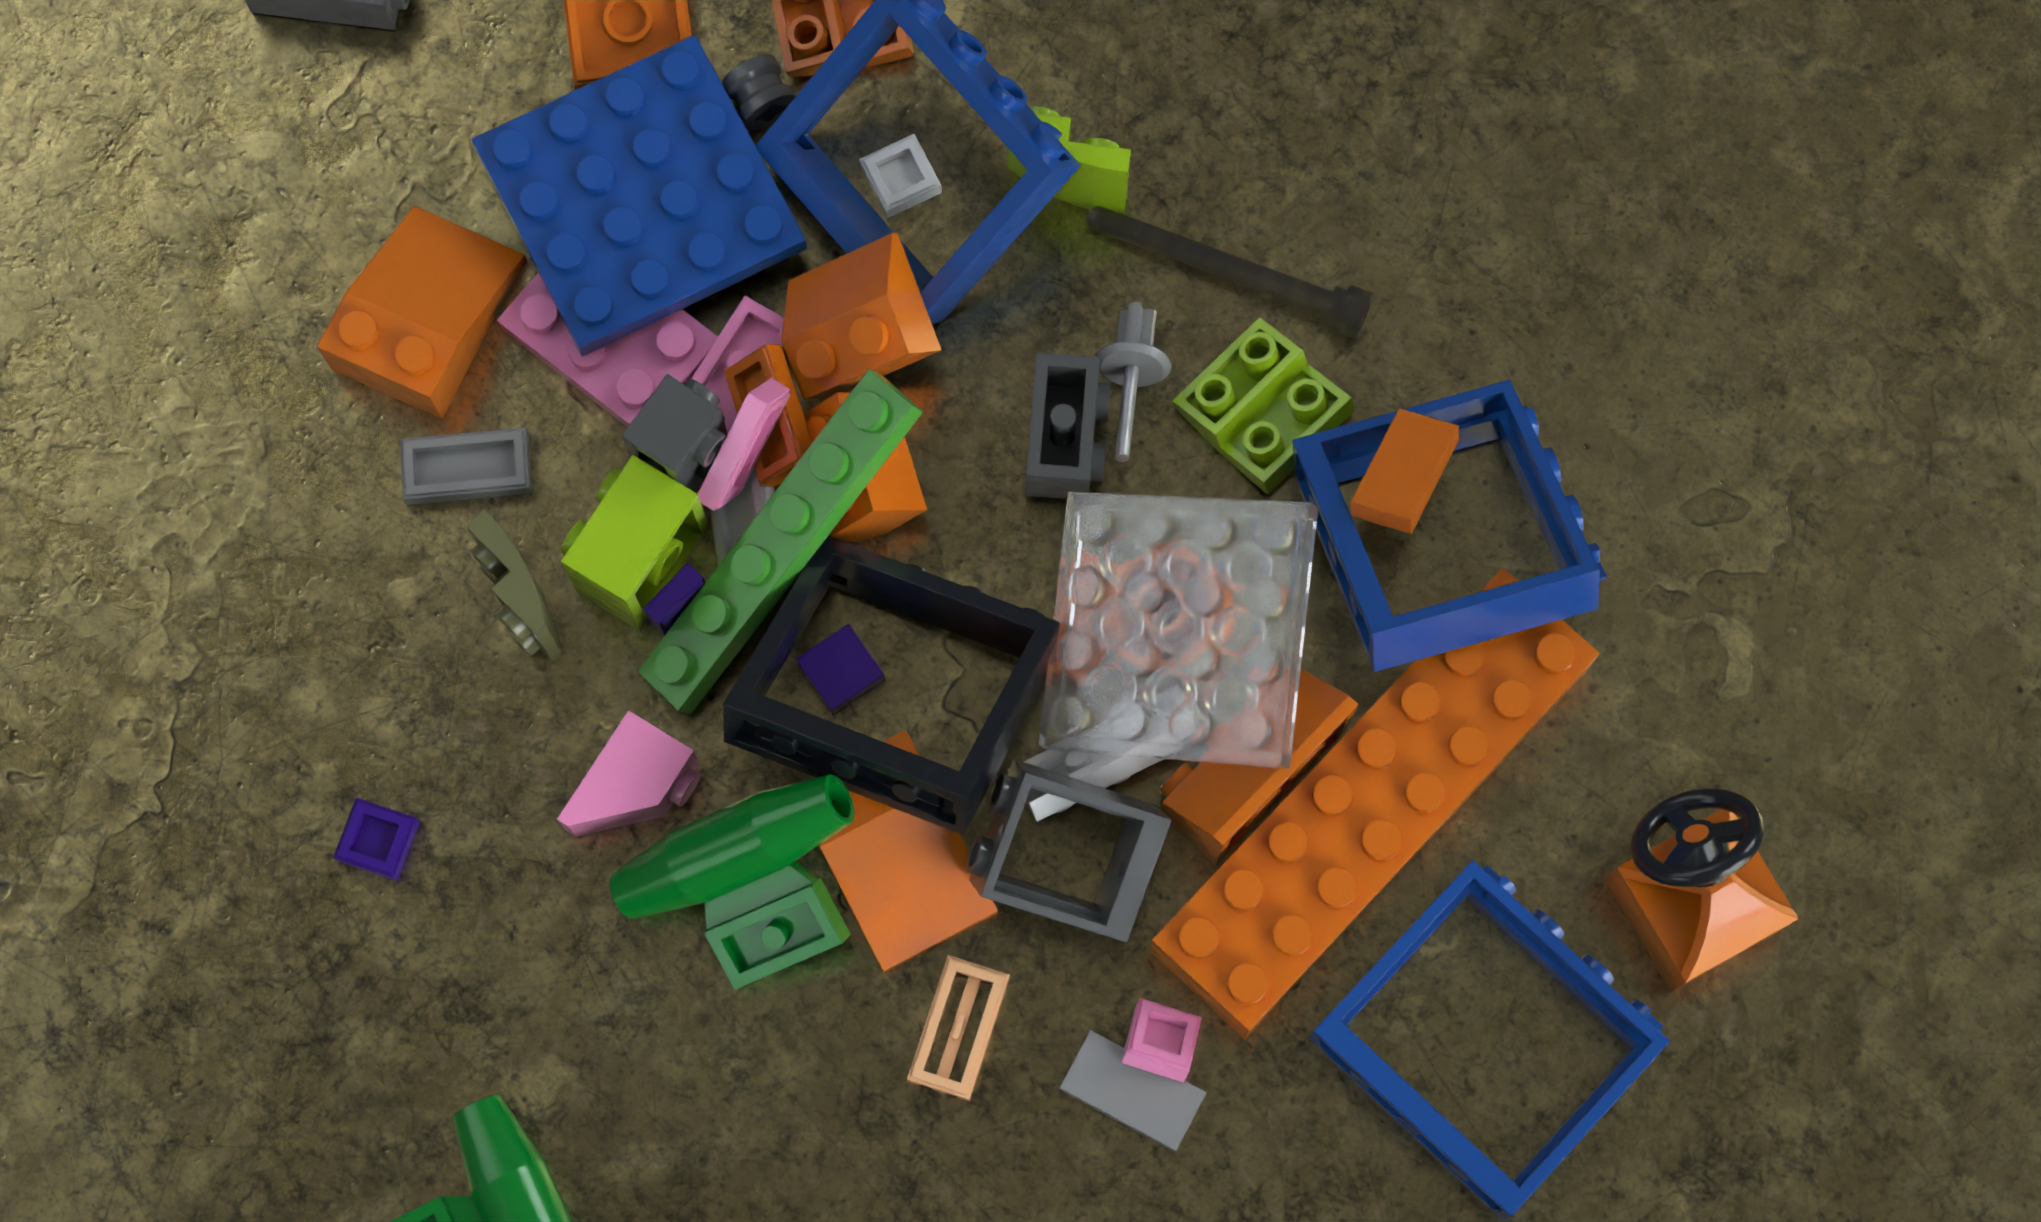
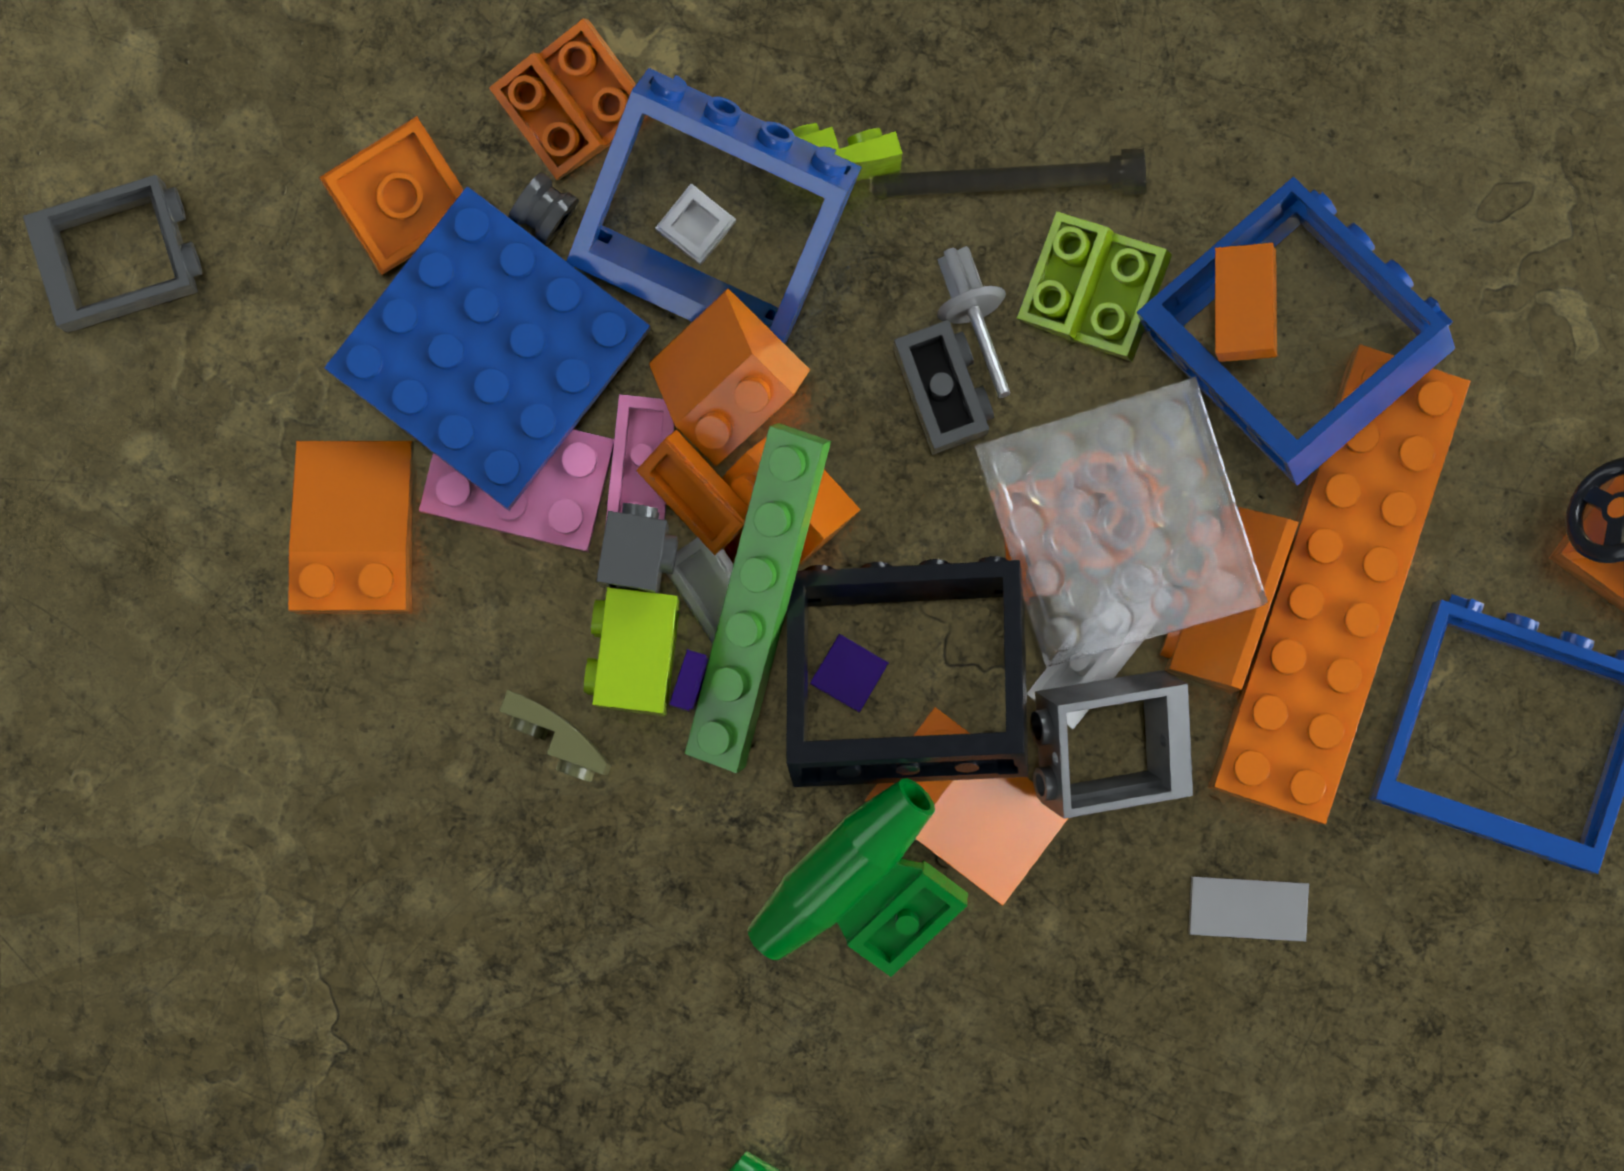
camera: 25 degrees left, 10 degrees up
(376, 839) = (538, 990): dark purple tile -> none
(465, 466) = (453, 645): light grey tile -> none
(632, 780) = (727, 845): bright pink slope -> none
(743, 444) = (690, 532): bright pink tile -> none
(941, 1081) = (1090, 971): light nougat tile -> none
(1161, 1040) = (1253, 858): bright pink tile -> none

